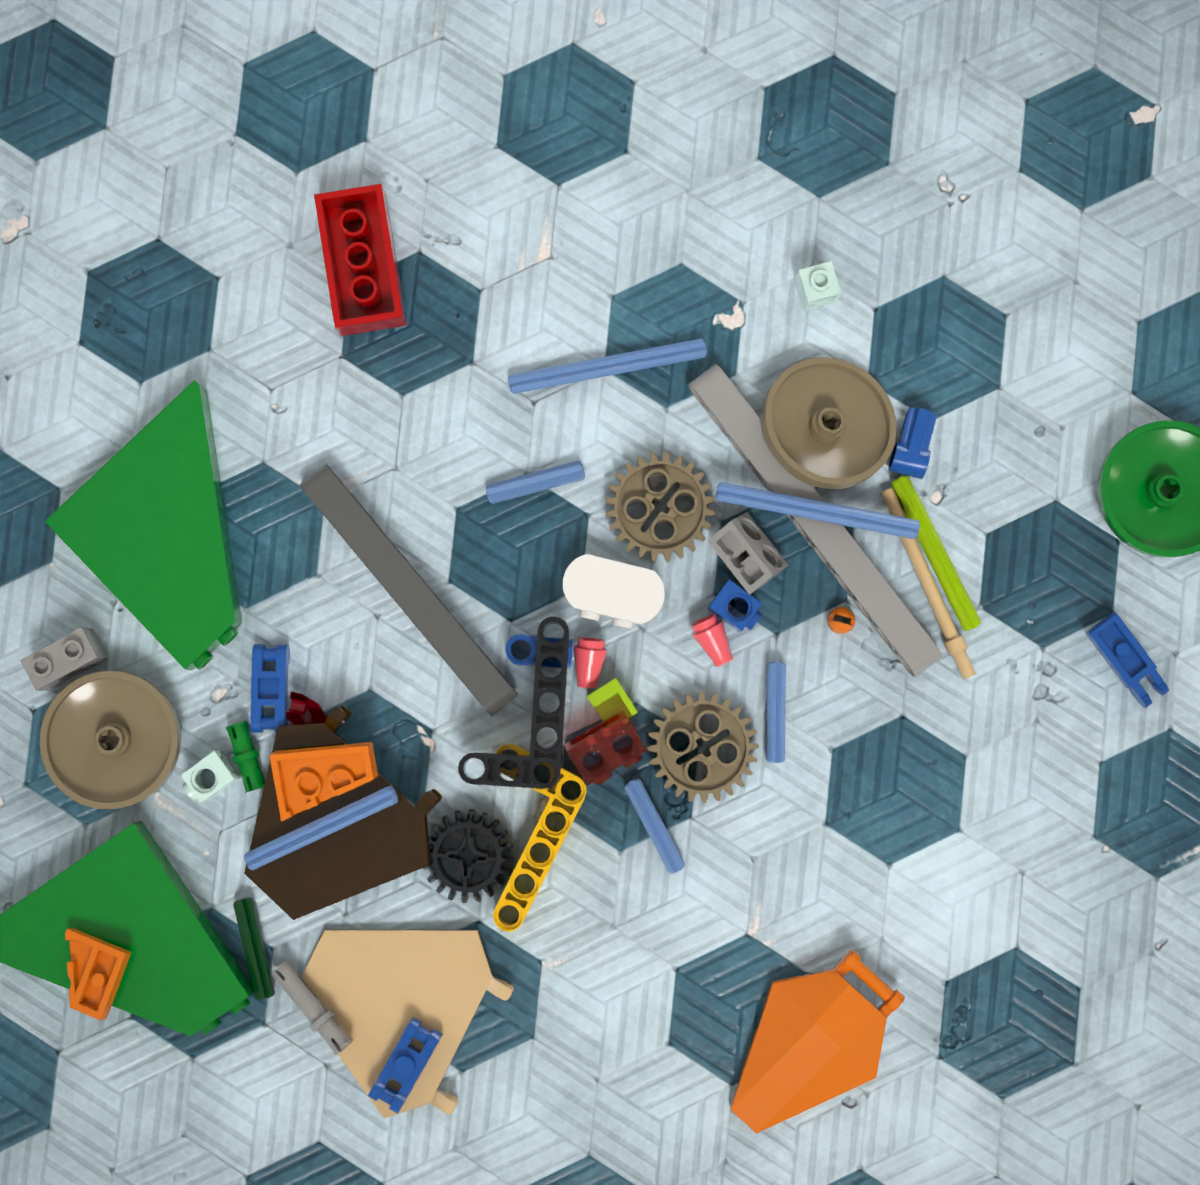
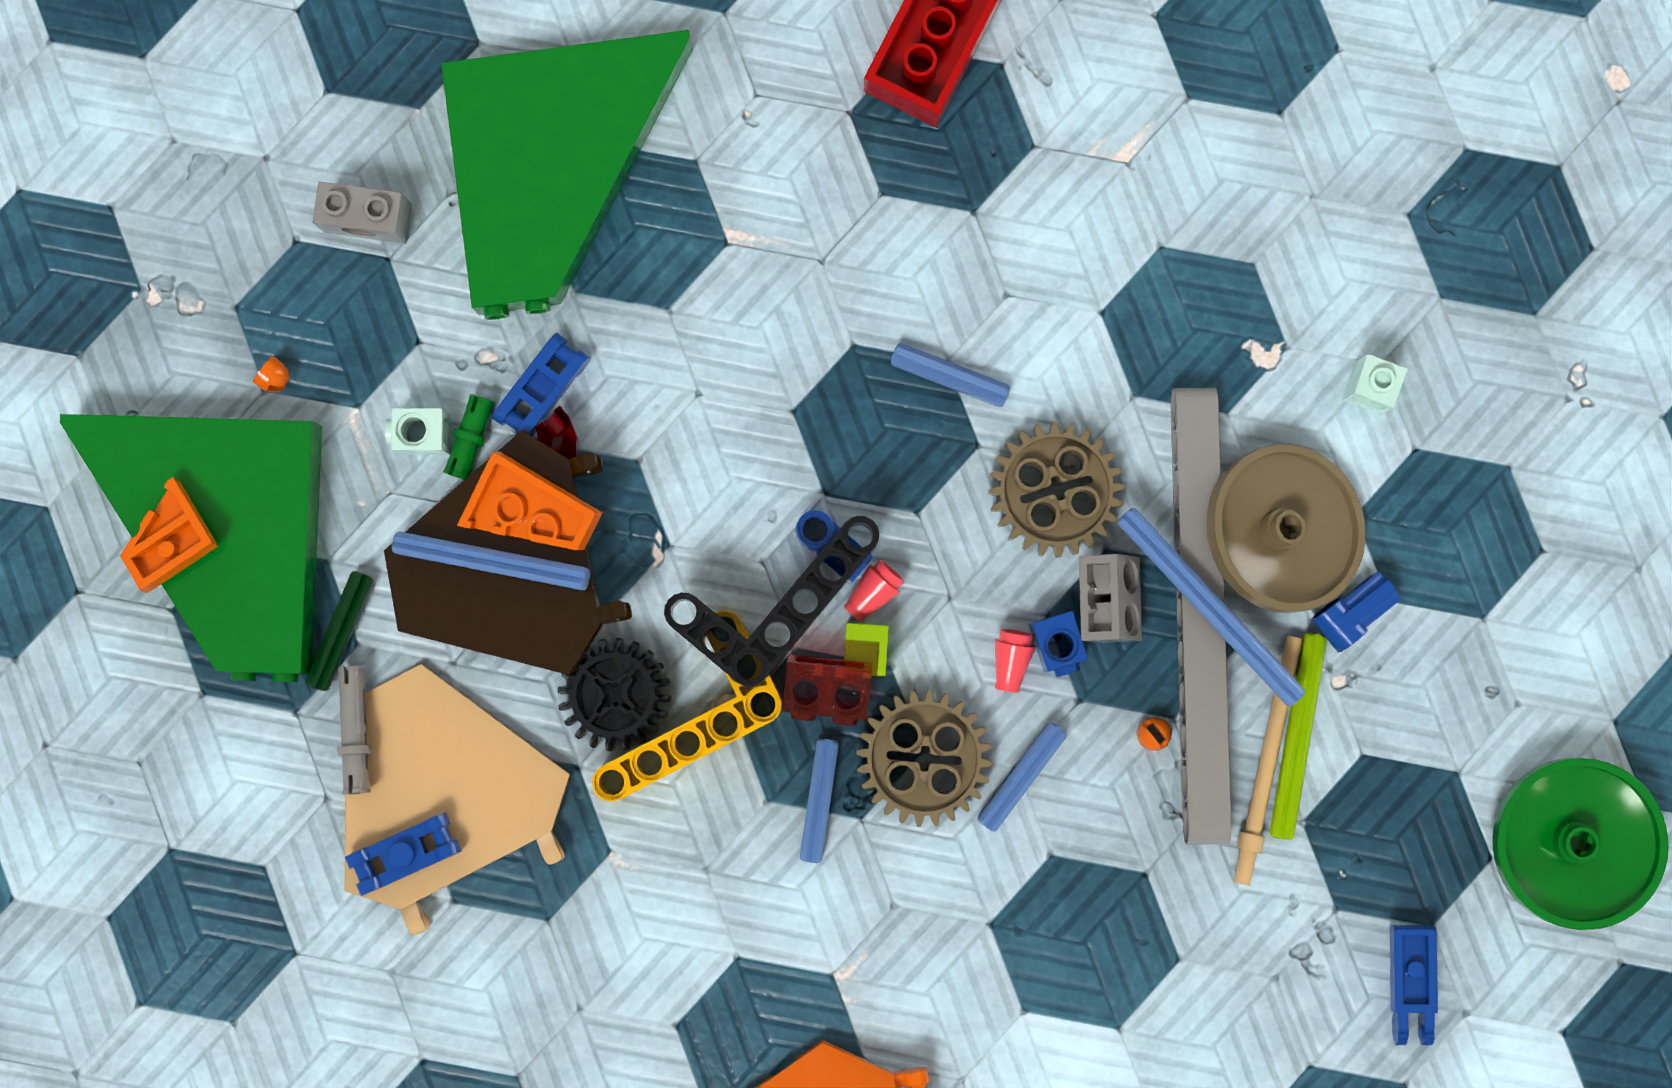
camera: 35 degrees right, 0 degrees up
(83, 815) = (272, 376): none -> orange hinge
(110, 740) = (349, 323): dark tan dish -> none
(408, 590) = (747, 390): dark grey beam -> none
(607, 366) = (1106, 312): medium blue axle -> none
(613, 591) = (948, 538): white brick -> none

